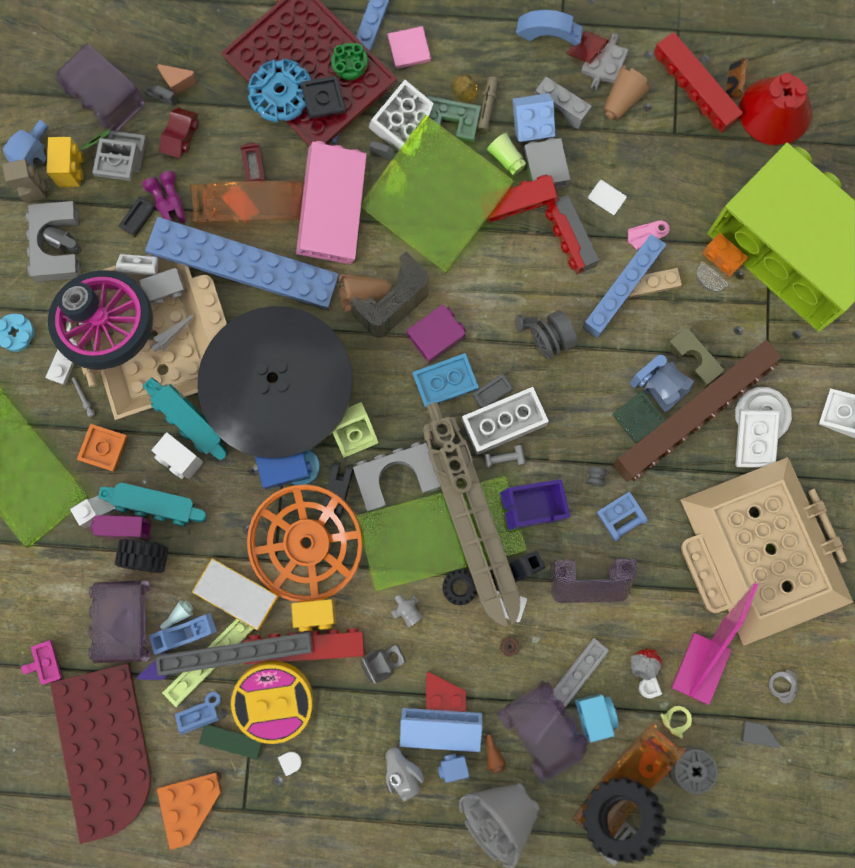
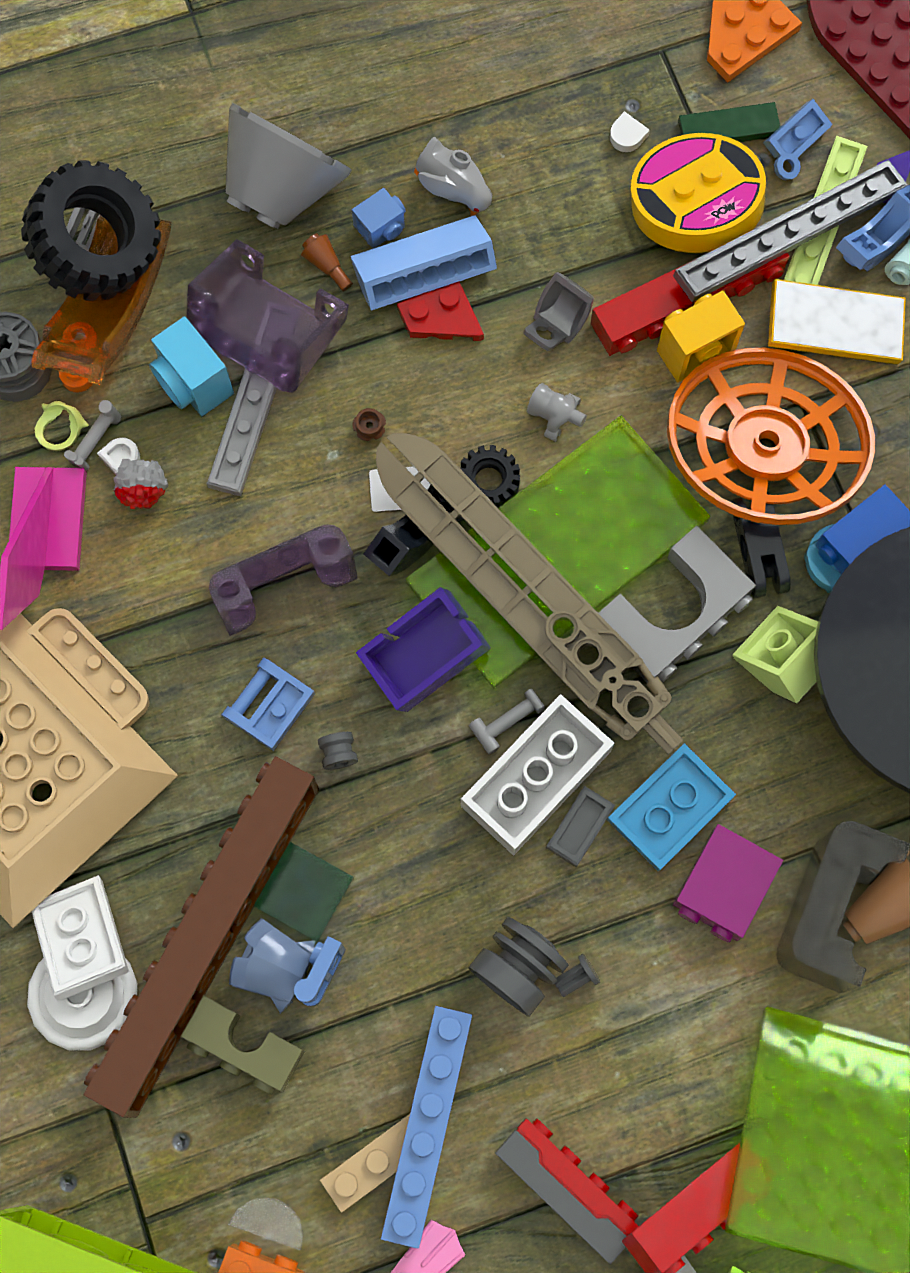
camera: 155 degrees right, 5 degrees down
(673, 695) = (108, 416): none -> light grey piece

